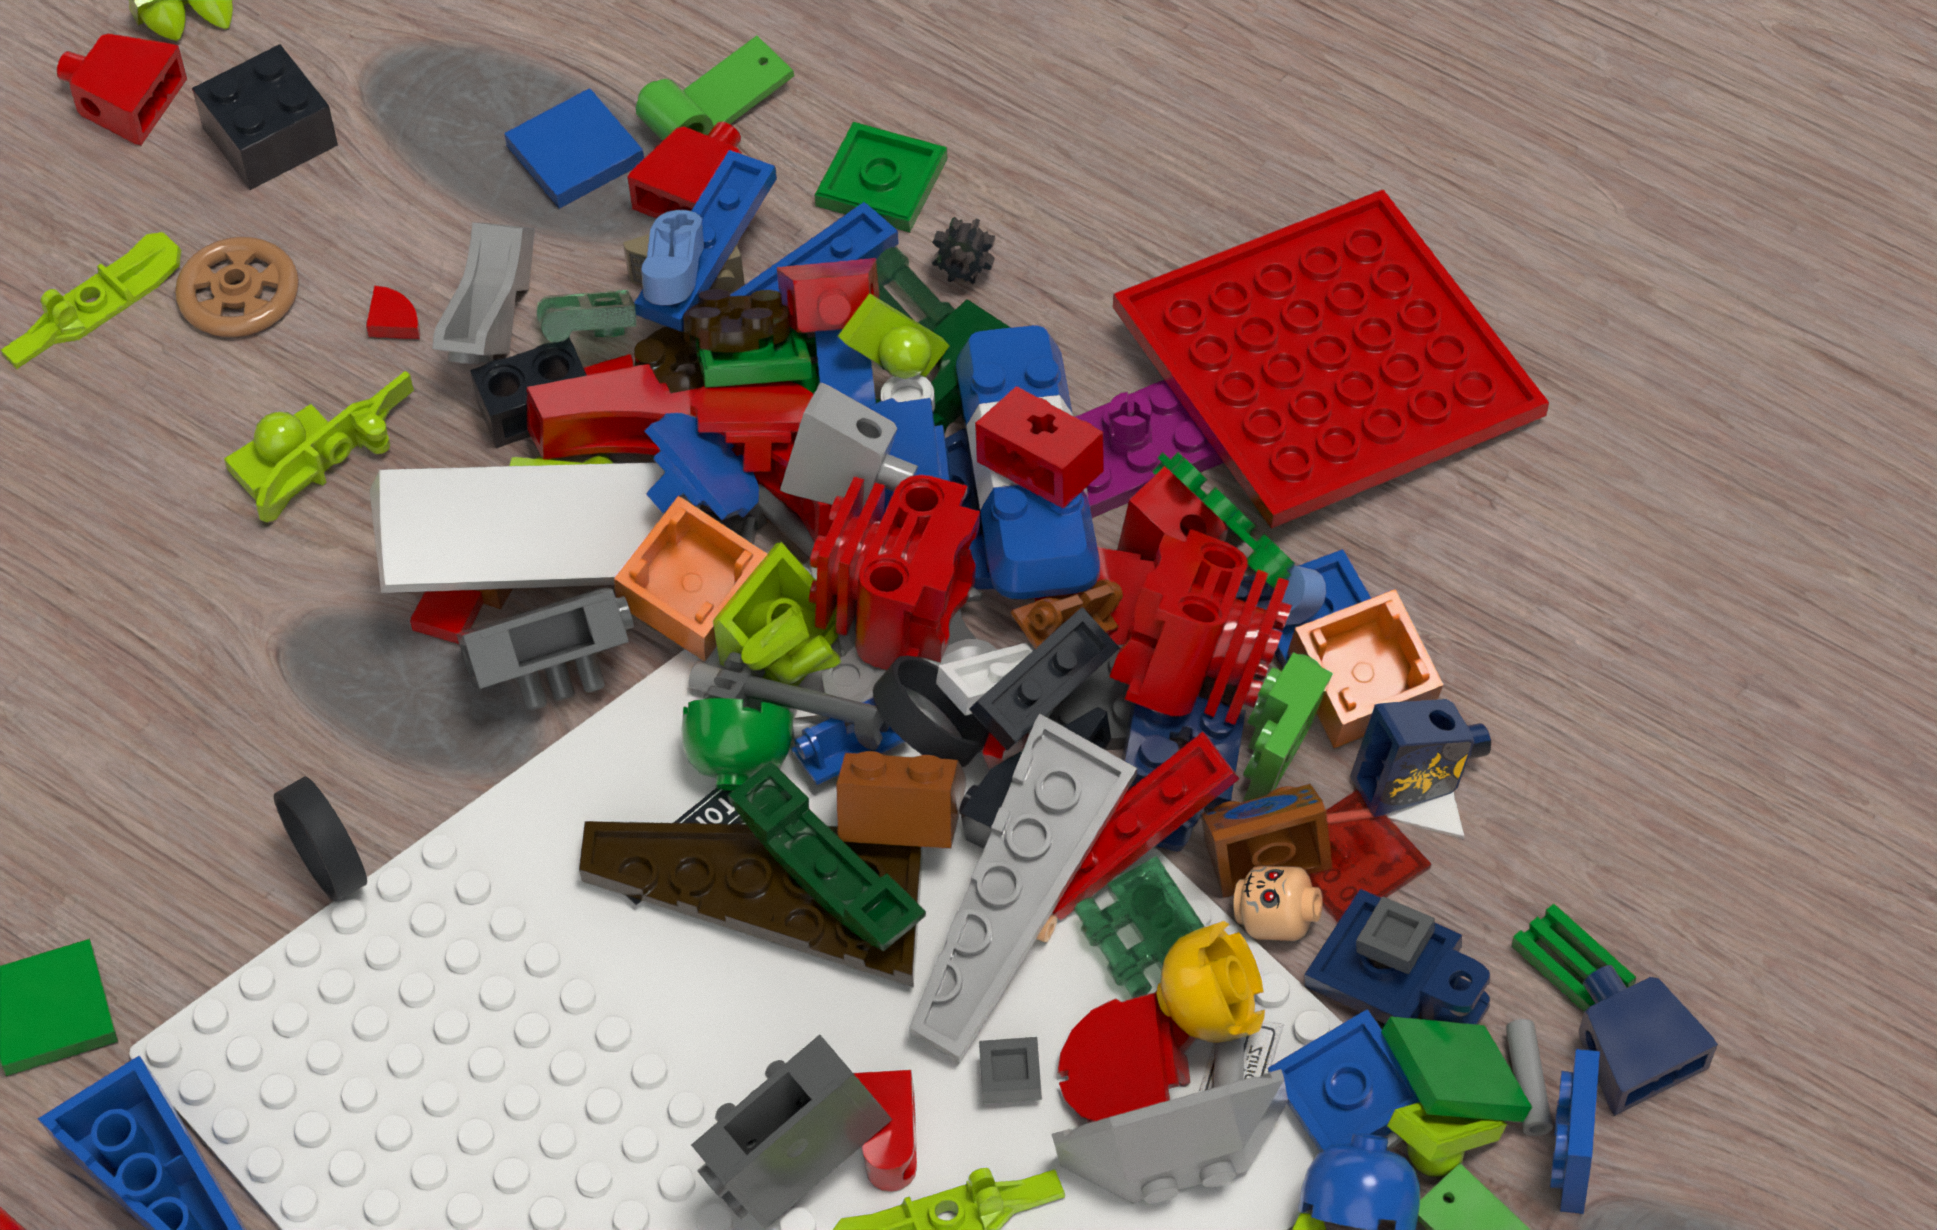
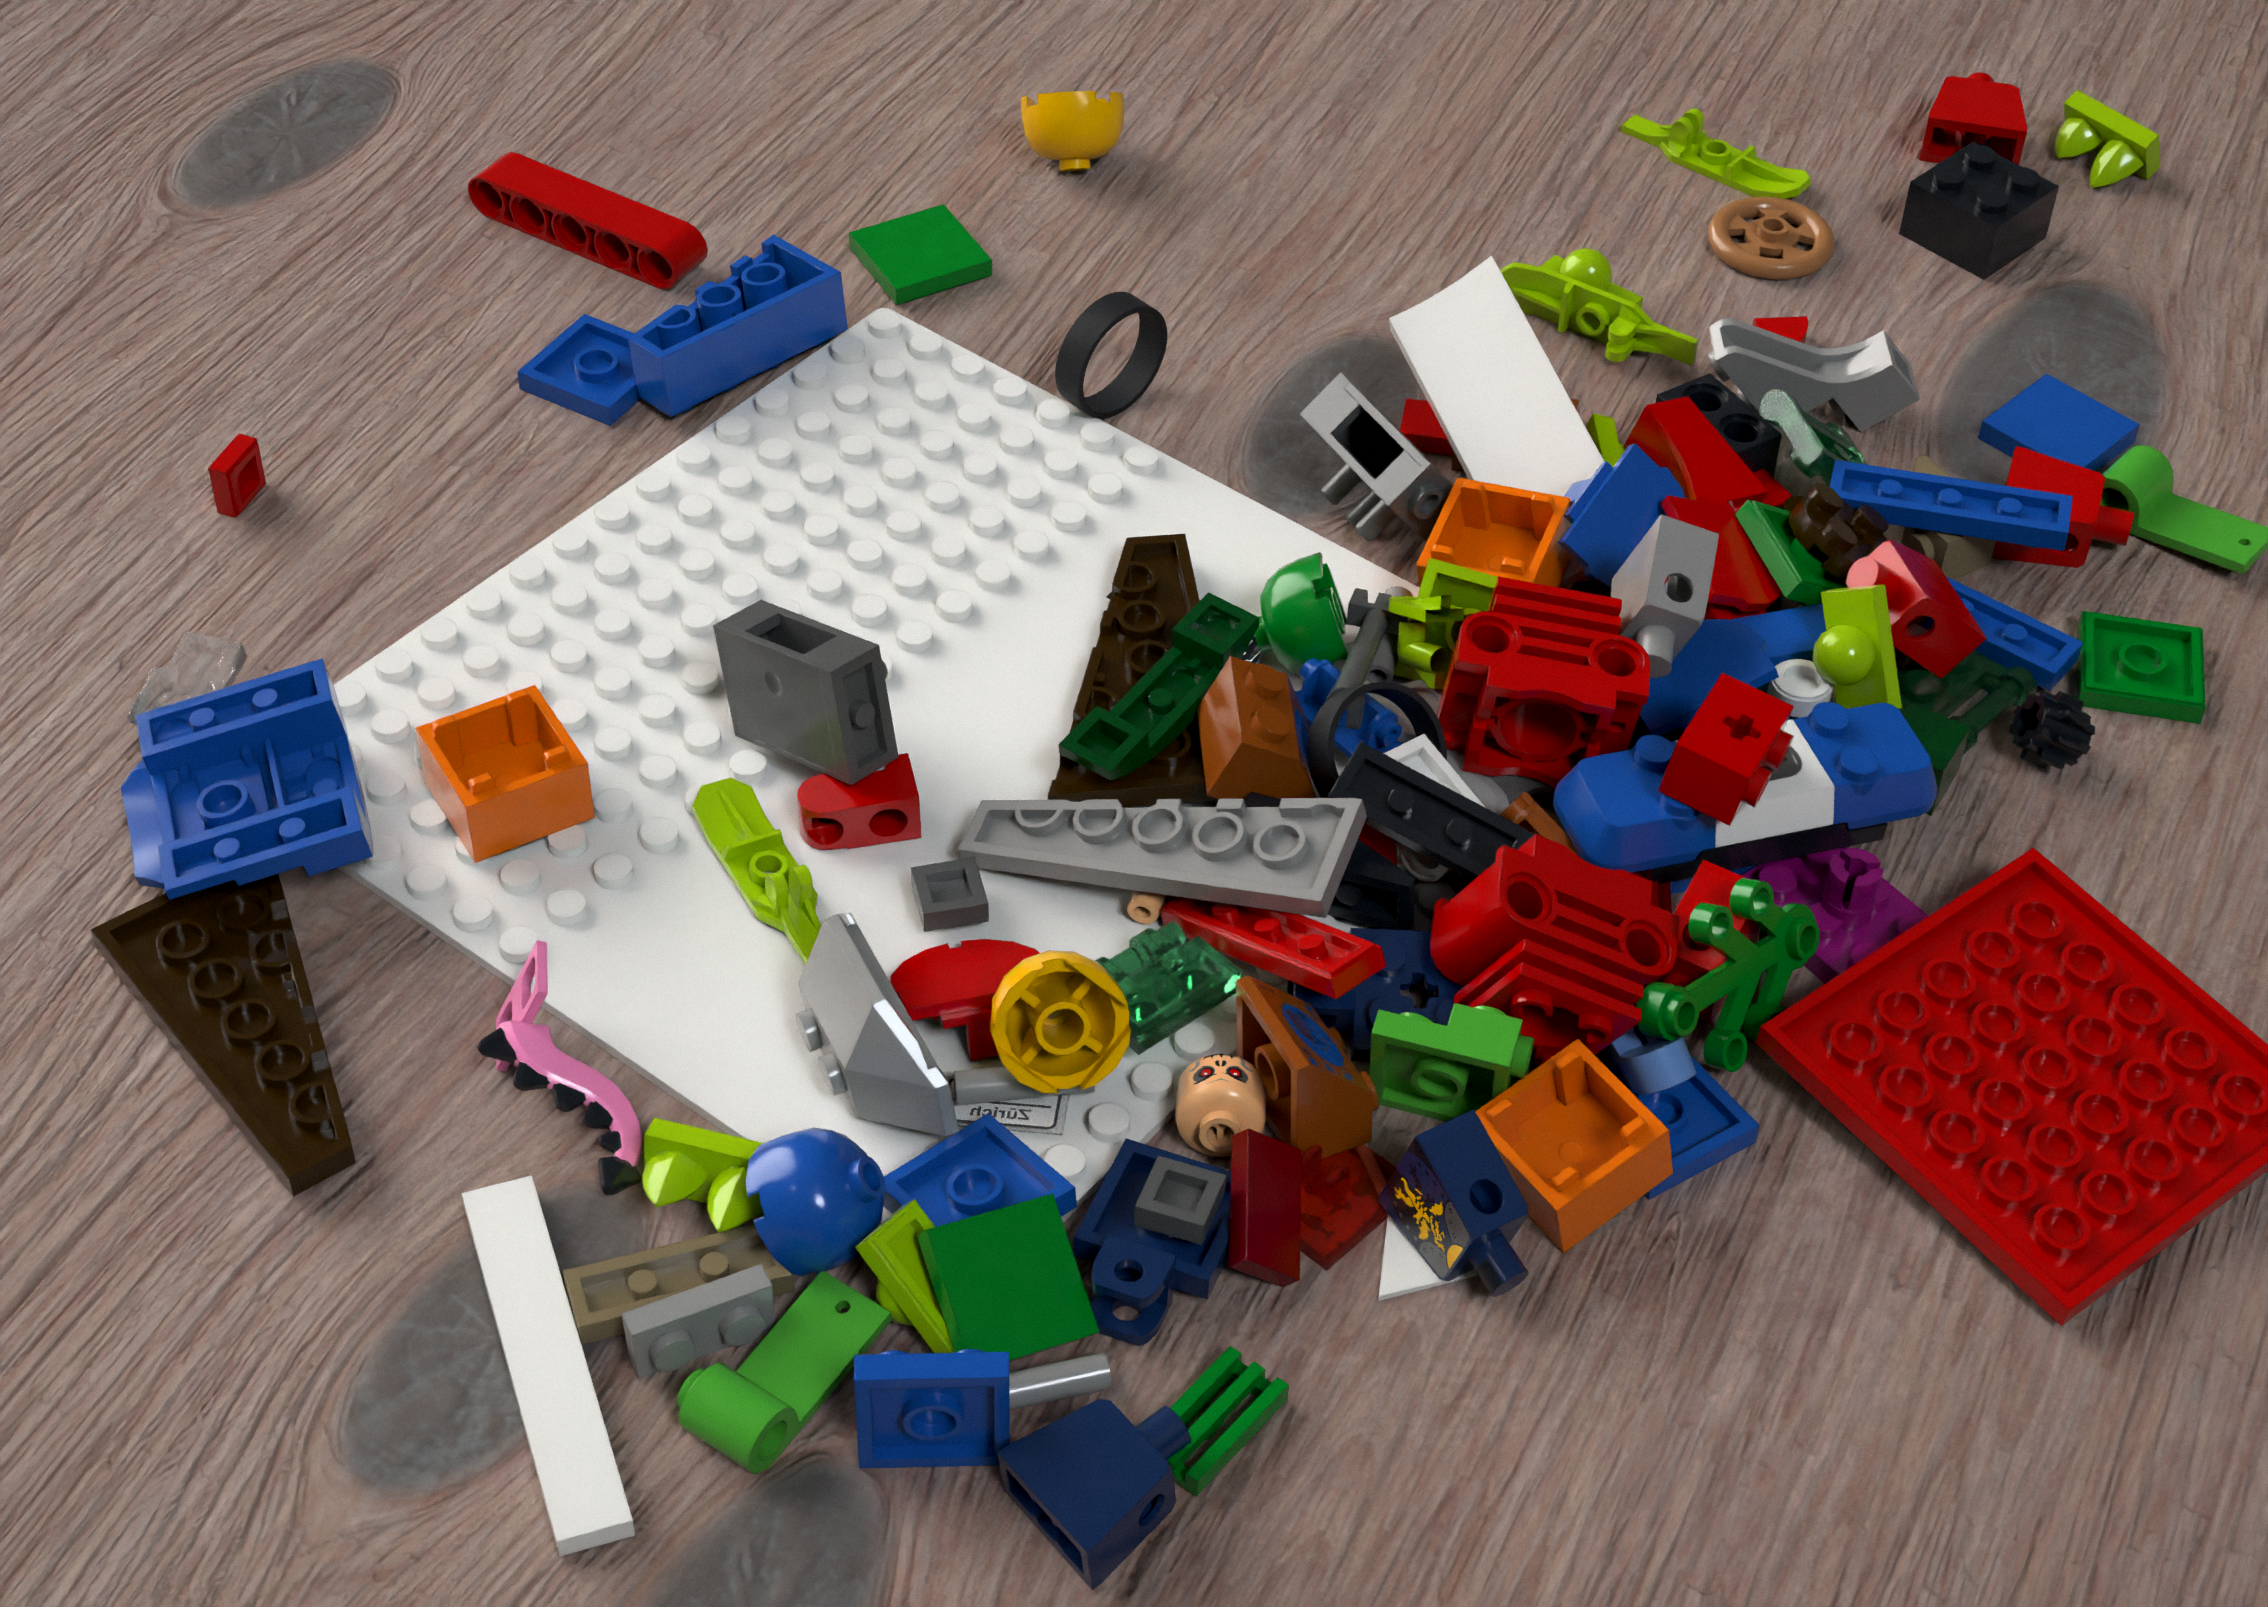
camera: 75 degrees right, 10 degrees down
(672, 257) = (1899, 460): medium blue piece -> none
(1374, 879) = (1265, 1208): none -> dark red tile

